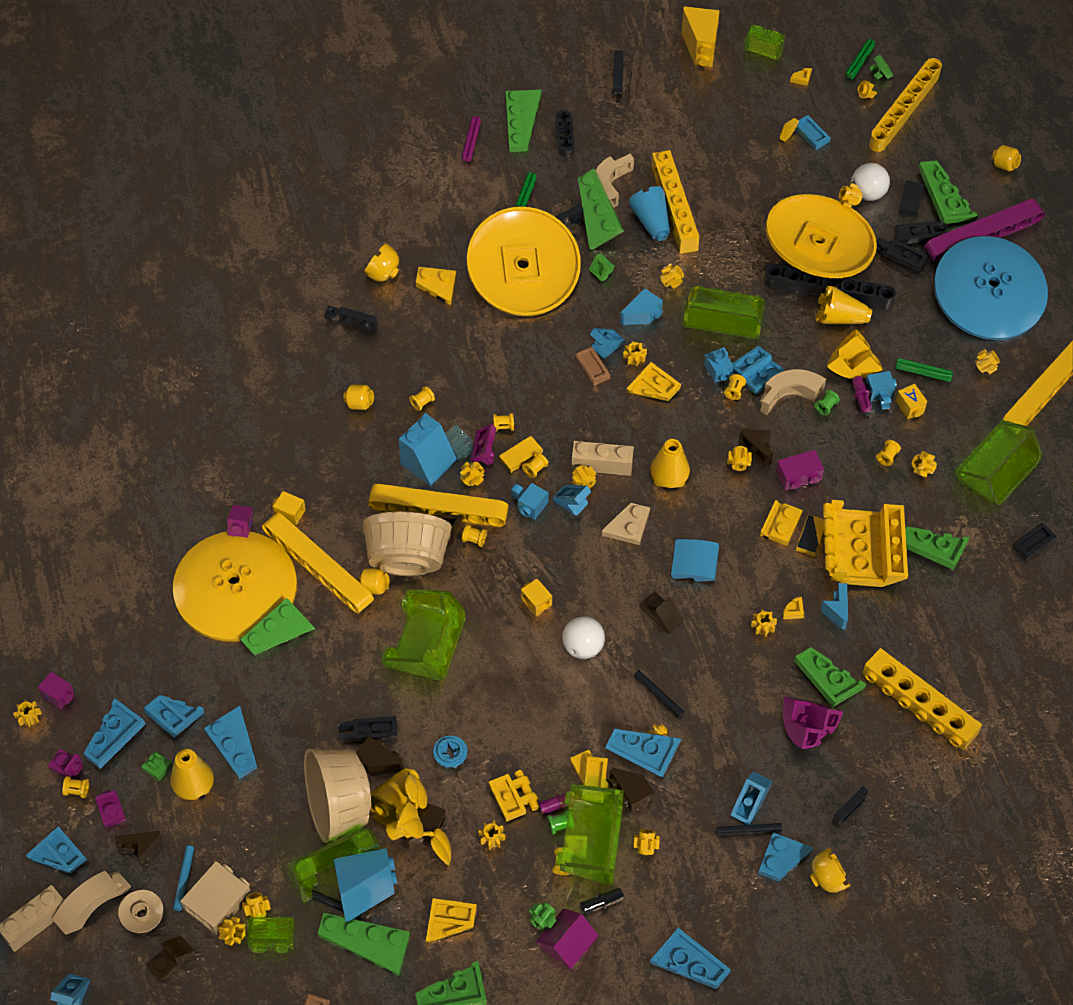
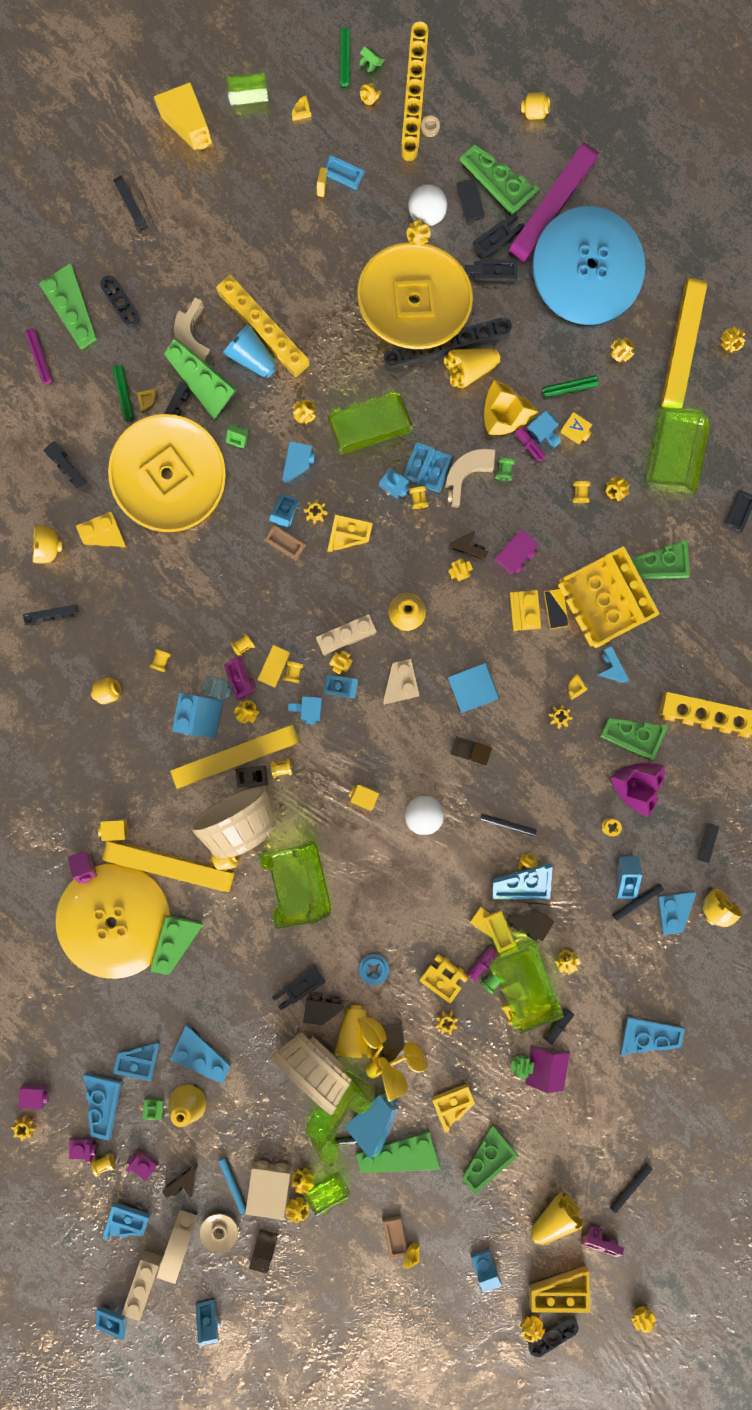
camera: 30 degrees left, 30 degrees up
(439, 212) = (58, 455): none -> black plate
(544, 206) = (146, 399): none -> yellow tile
(762, 742) = (616, 824): none -> yellow bush
(906, 134) = (430, 126): none -> tan tile

